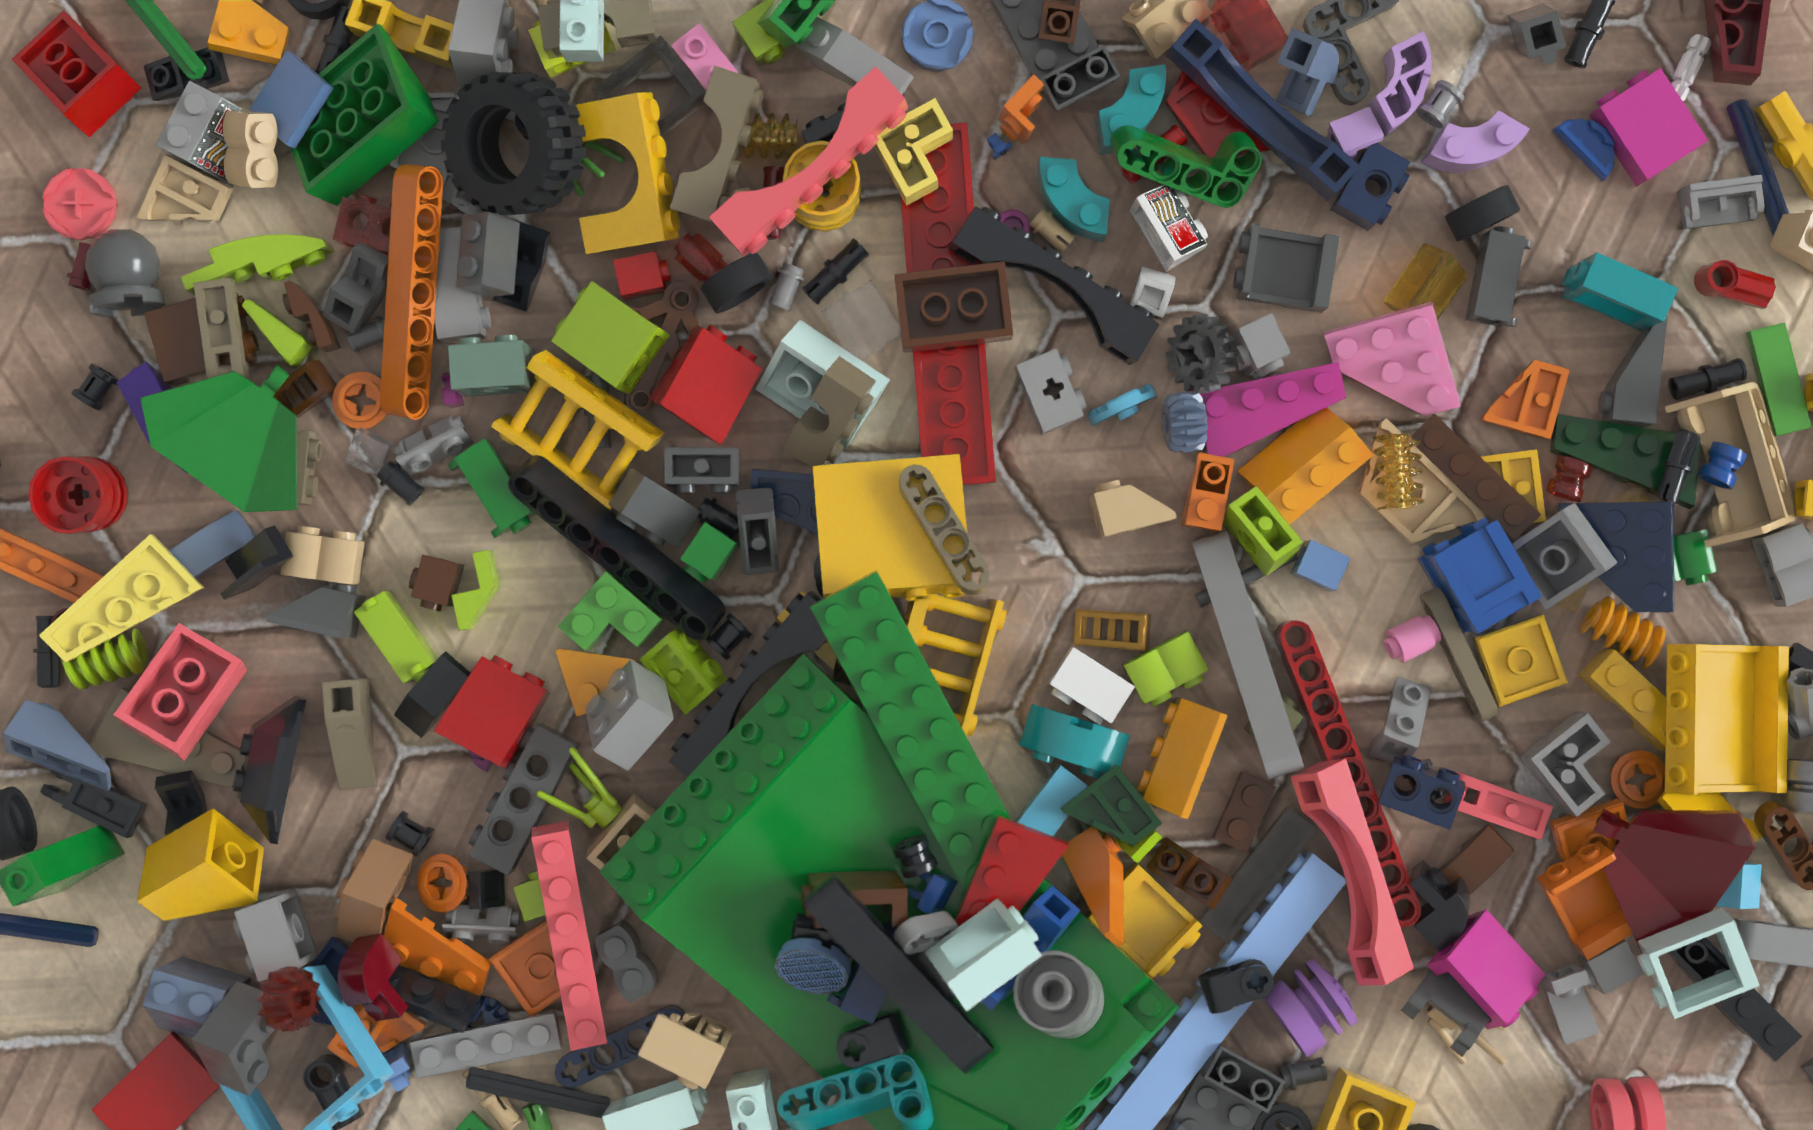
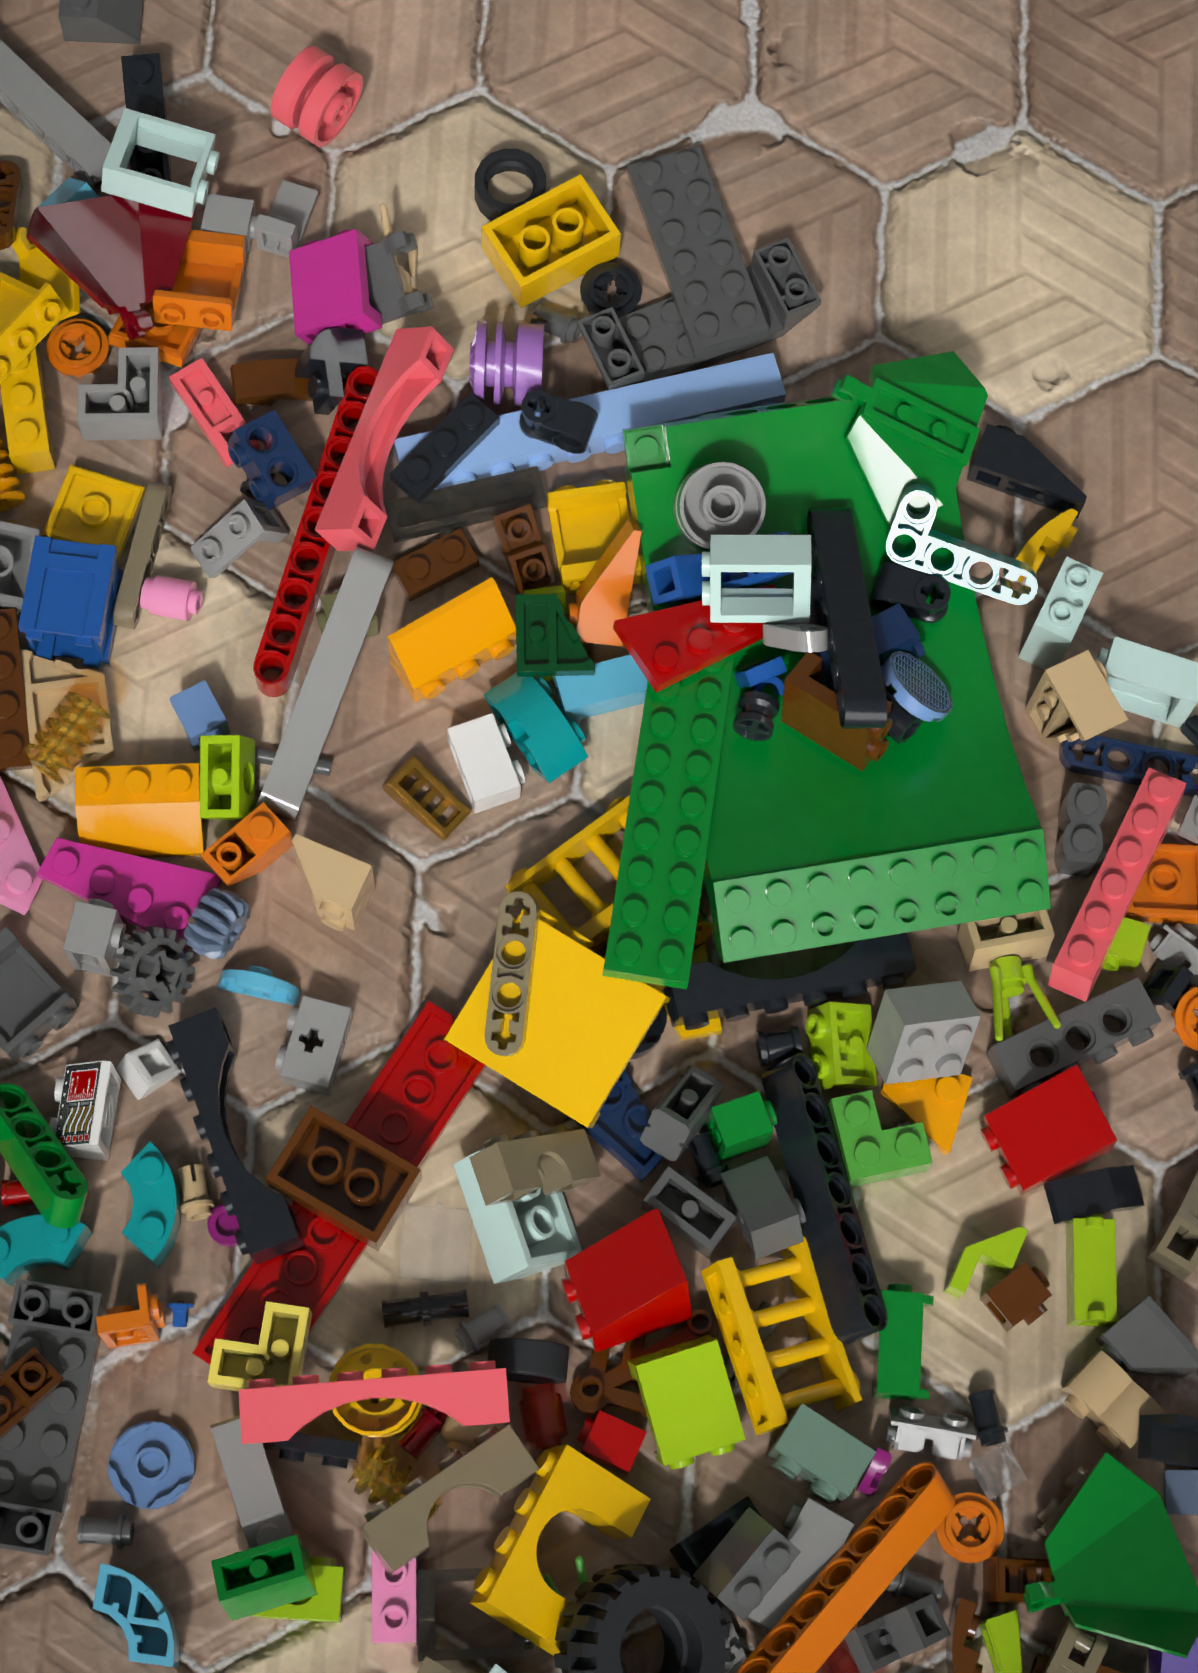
camera: 150 degrees left, 15 degrees down
(1165, 668) = (406, 728): lime brick -> none
(1303, 901) = (444, 448): none -> black plate

